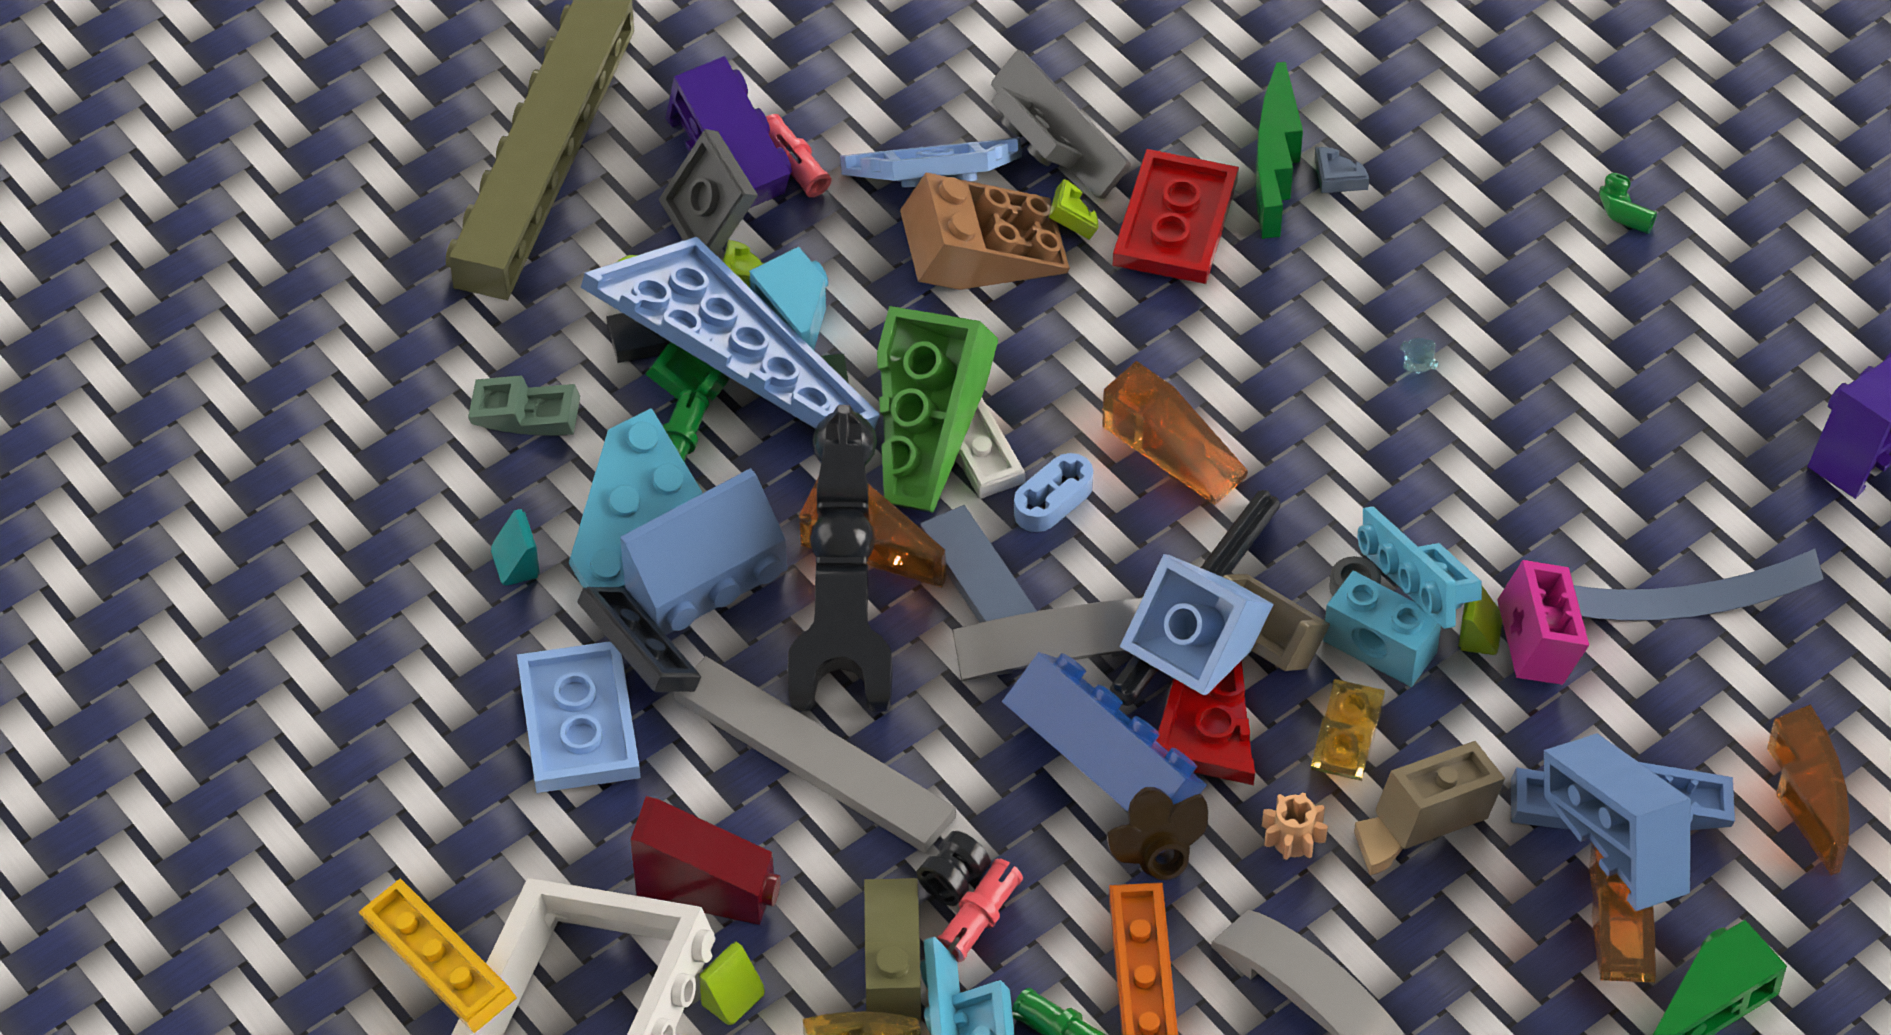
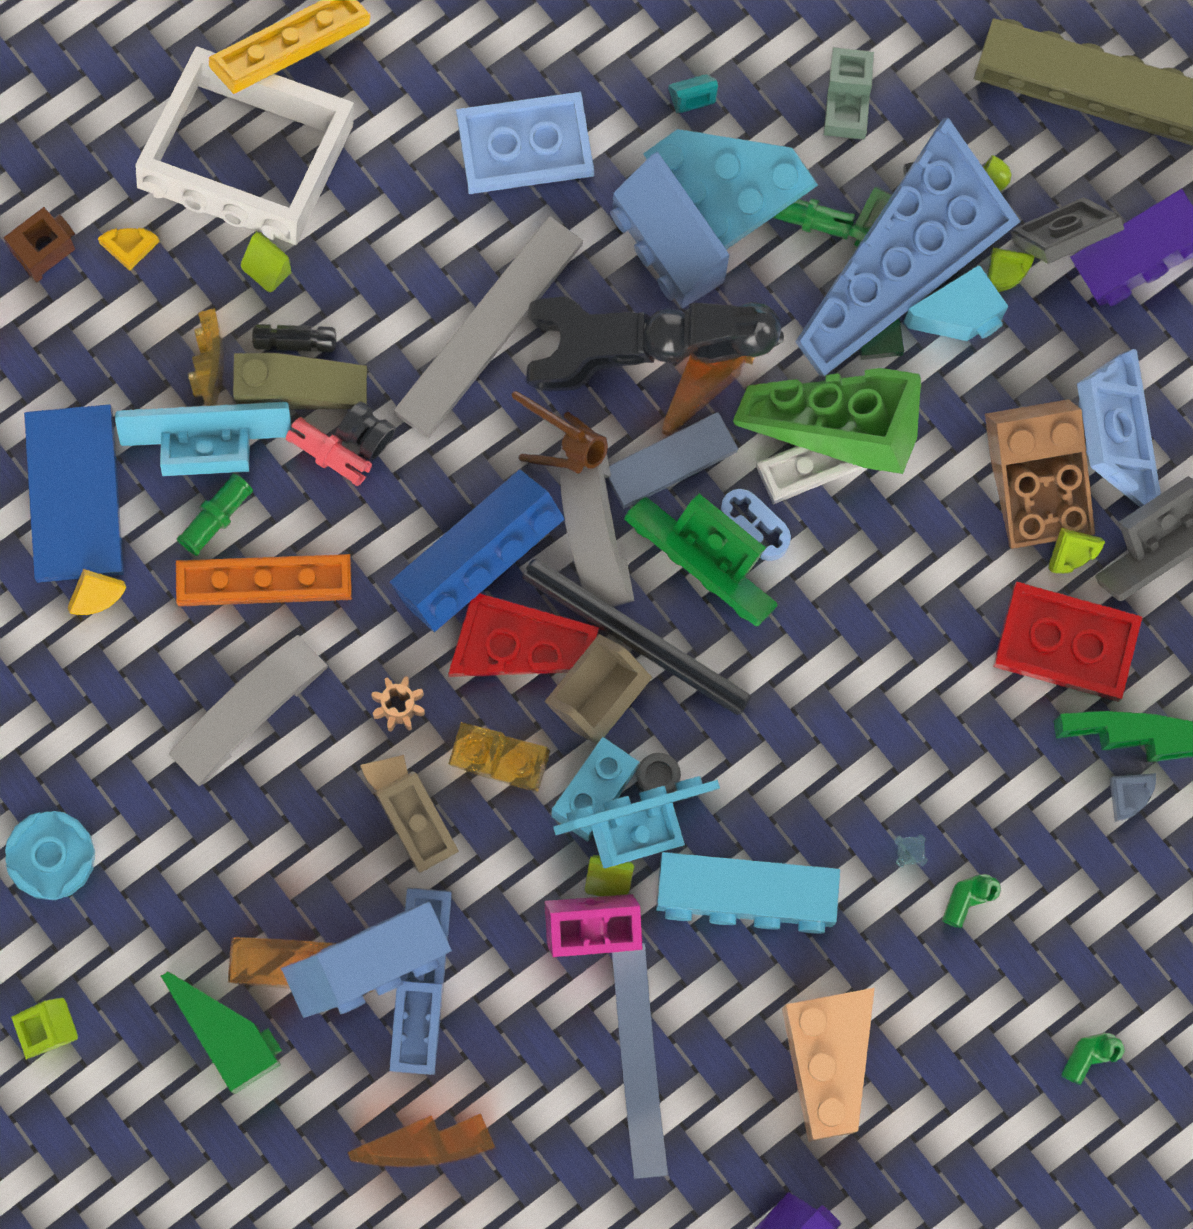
camera: 85 degrees right, 25 degrees up
(639, 639) = (587, 185): black tile -> none
(700, 864) = (365, 233): dark red slope -> none
(808, 172) = (1135, 309): coral pin -> none
(829, 955) = (294, 338): none -> black axle
(973, 631) = (579, 443): none -> reddish brown plant
(1087, 524) = (710, 550): none -> green bracket
(1156, 827) = (383, 589): dark brown plate -> none
(1169, 432) = (810, 625): clear orange slope -> none
(1194, 624) = (575, 623): light blue slope -> none
(1462, 305) = (968, 894): none -> green arm
(1484, 487) = (748, 891): none -> medium azure brick
(1664, 414) = (829, 1059): none -> light nougat wedge

